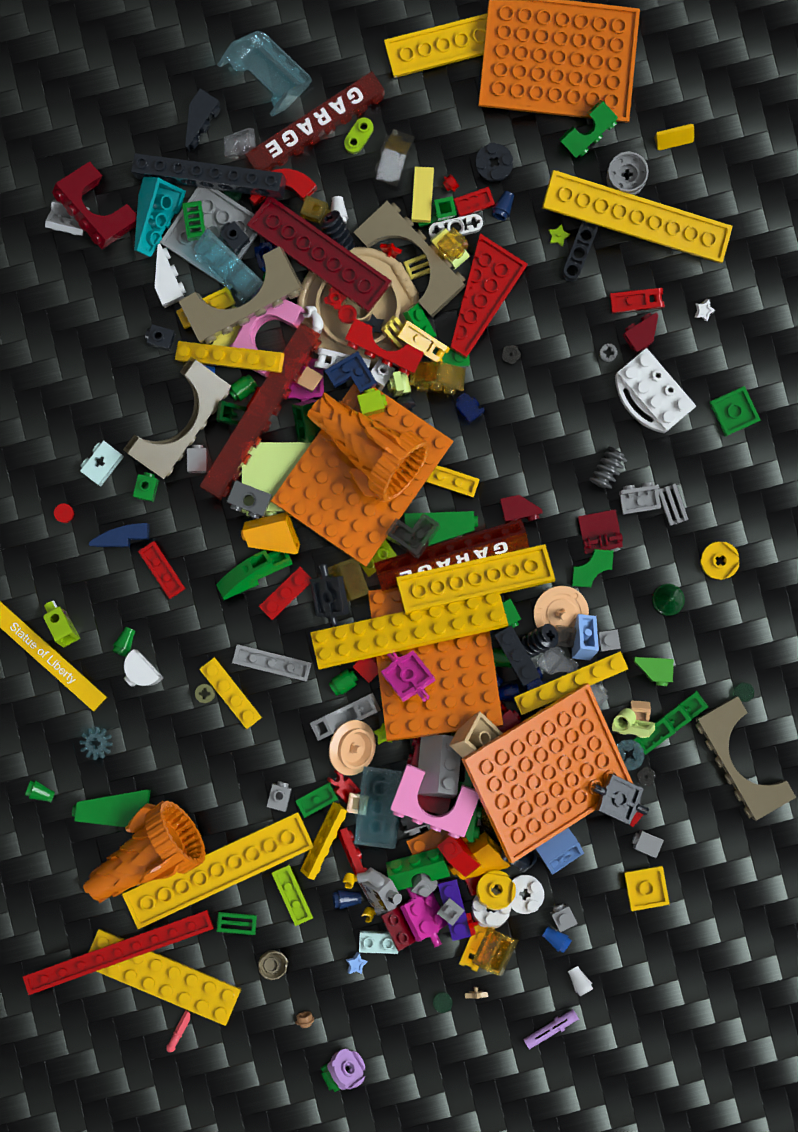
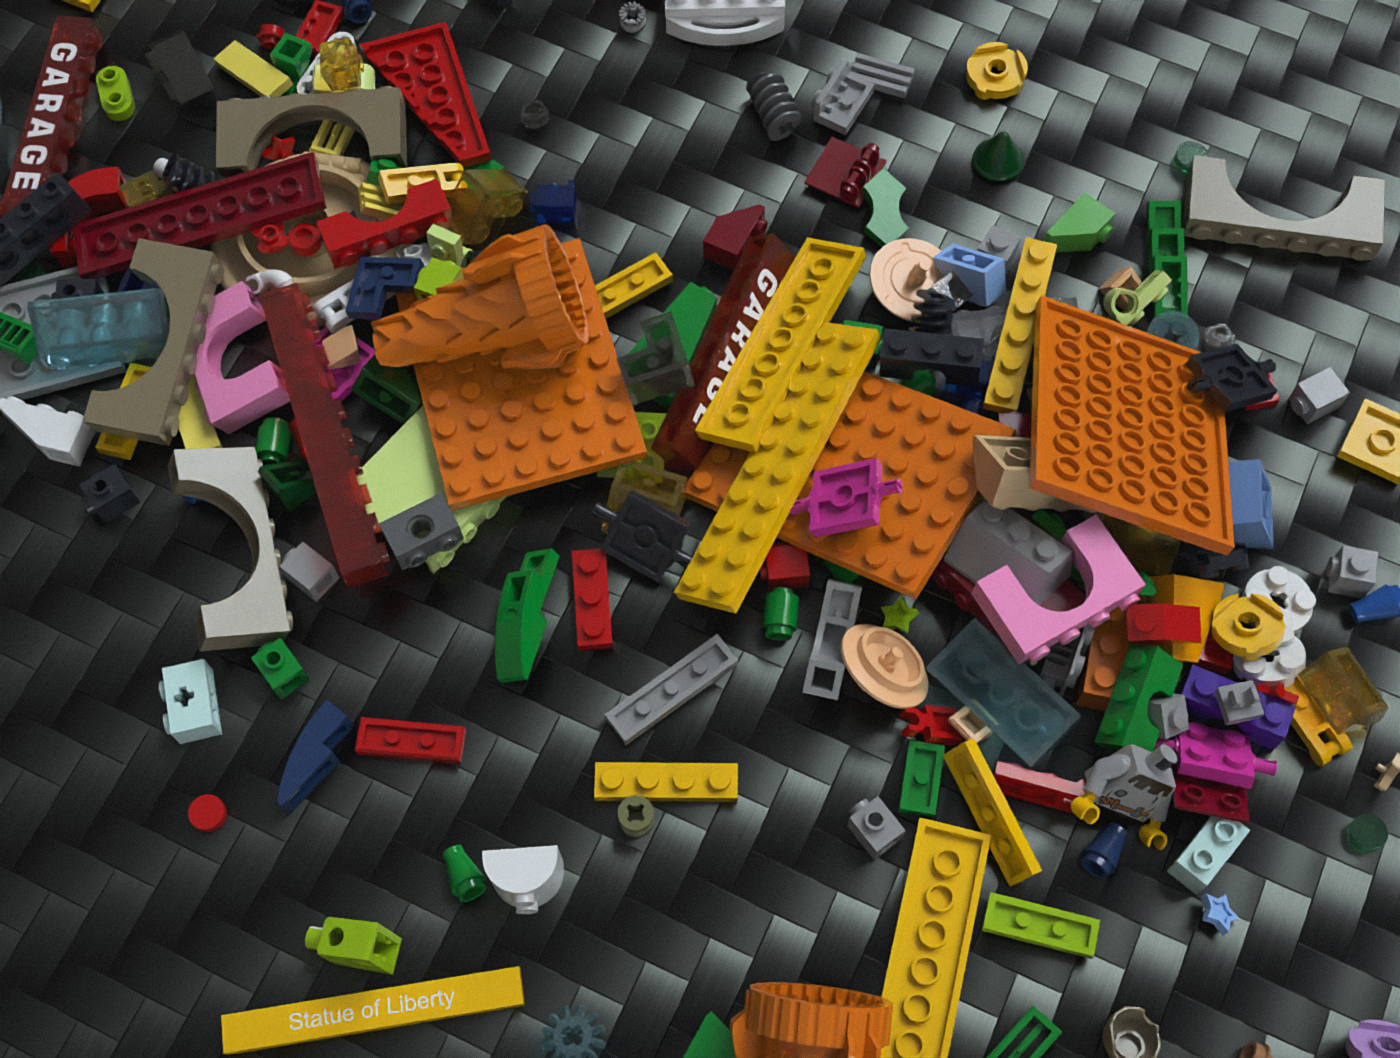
camera: 45 degrees left, 20 degrees down
(230, 356) = (220, 411): yellow plate -> none
(271, 534) = (494, 547): light orange slope -> none

